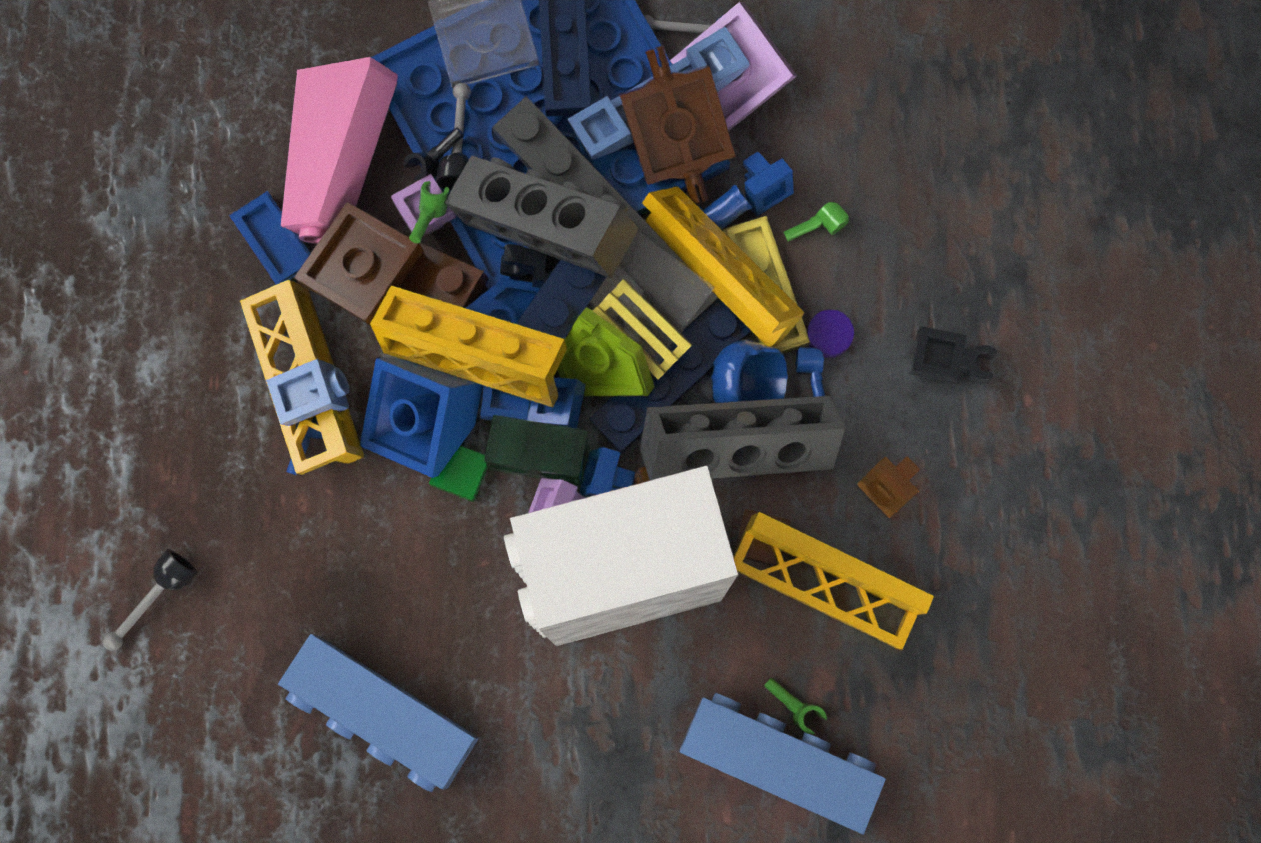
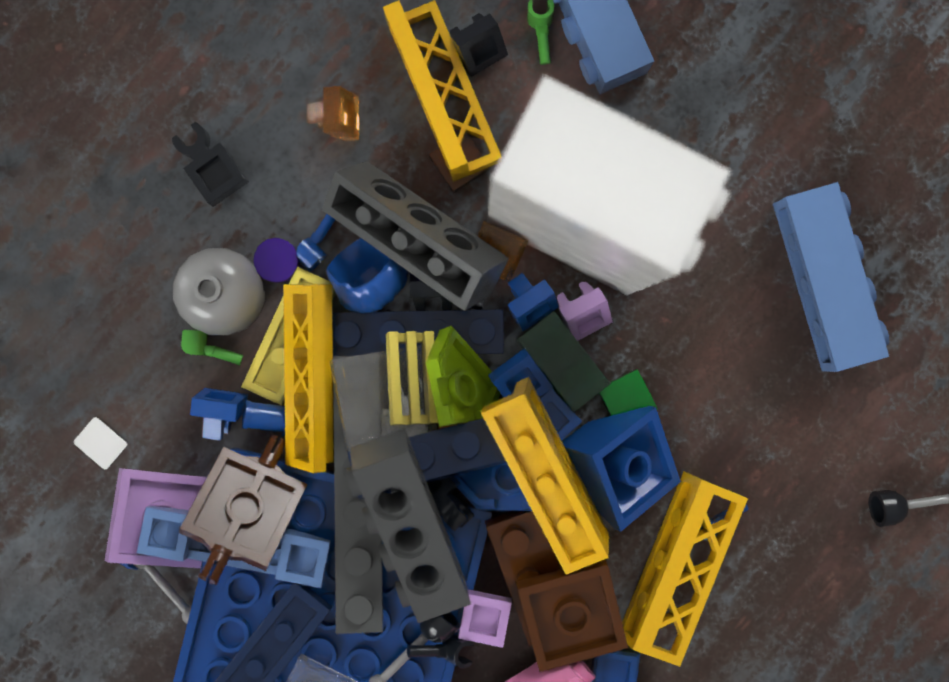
camera: 140 degrees left, 10 degrees up
(308, 391) = (692, 548): medium blue bracket -> none
(430, 207) = (483, 610): bright green hand -> none
(831, 86) = (100, 443): none -> white sticker
(833, 643) = (479, 44): none -> black tile
(851, 270) = (218, 291): none -> light grey cylinder

